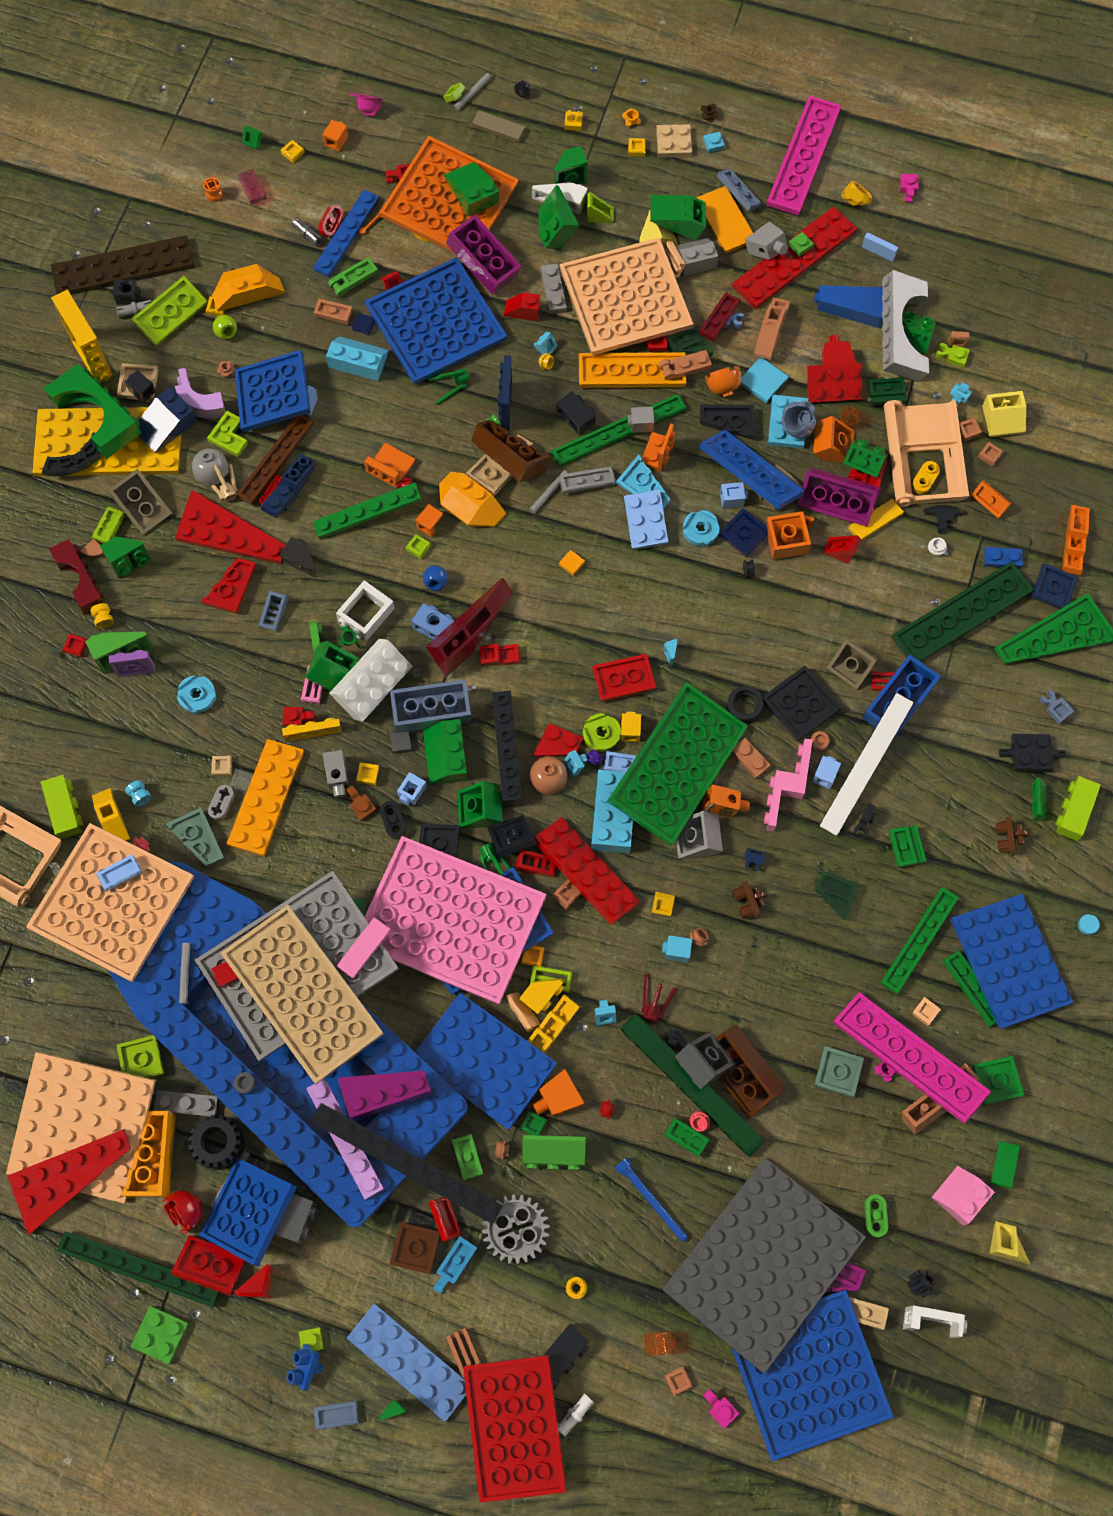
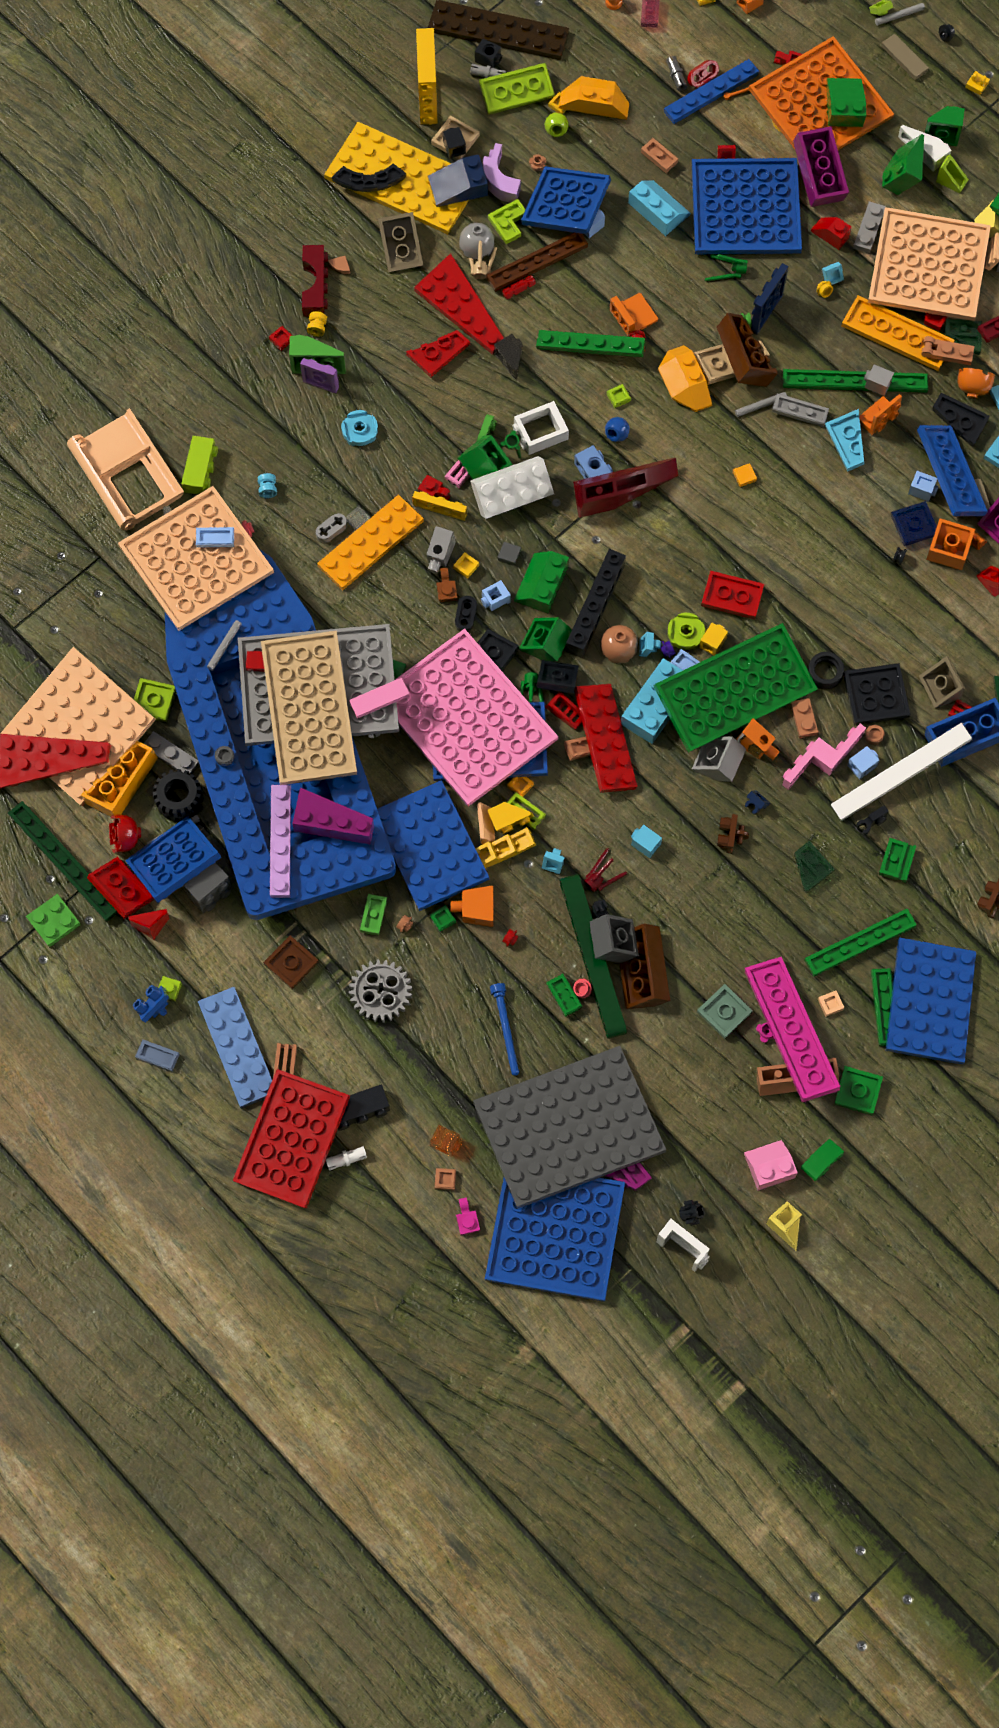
camera: 30 degrees right, 0 degrees up
(79, 386) = (415, 167): green arch -> none
(108, 525) = (363, 250): lime plate -> none
(109, 814) = (234, 490): yellow slope -> none
(125, 555) = (363, 281): green slope -> none
(197, 836) = (296, 544): sand green wing -> none
(221, 766) = (348, 498): tan tile -> none
(269, 602) = (458, 386): sand blue slope -> none
(290, 486) = (535, 291): dark blue slope -> none
(353, 276) = (694, 133): bright green plate -> none
(363, 324) = (680, 179): clear blue tile -> none
(394, 1409) = (202, 1073): green slope -> none
(406, 1163) = (319, 886): black plate -> none
(428, 519) = (639, 376): orange panel -> none
(428, 704) = (544, 531): sand blue brick -> none
(445, 1219) = (328, 952): red tile -> none
(454, 1263) = (315, 991): dark azure plate -> none
(500, 655) = (636, 523): red slope -> none
(554, 1152) = (446, 946): bright green slope -> none
(557, 742) = (643, 620): red wing -> none
(576, 413) = (824, 346): black brick -> none
(576, 1280) = (404, 1057): yellow plate -> none
(646, 519) = (832, 469): light blue plate -> none
(663, 904) = (655, 798): yellow plate -> none
(669, 650) = (788, 591): medium azure slope -> none
(699, 937) = (670, 841): nougat plate -> none
(701, 538) = (874, 510): medium azure plate -> none
(869, 1313) = (634, 1212): tan plate -> none
(876, 1216) = (686, 1141): bright green plate -> none

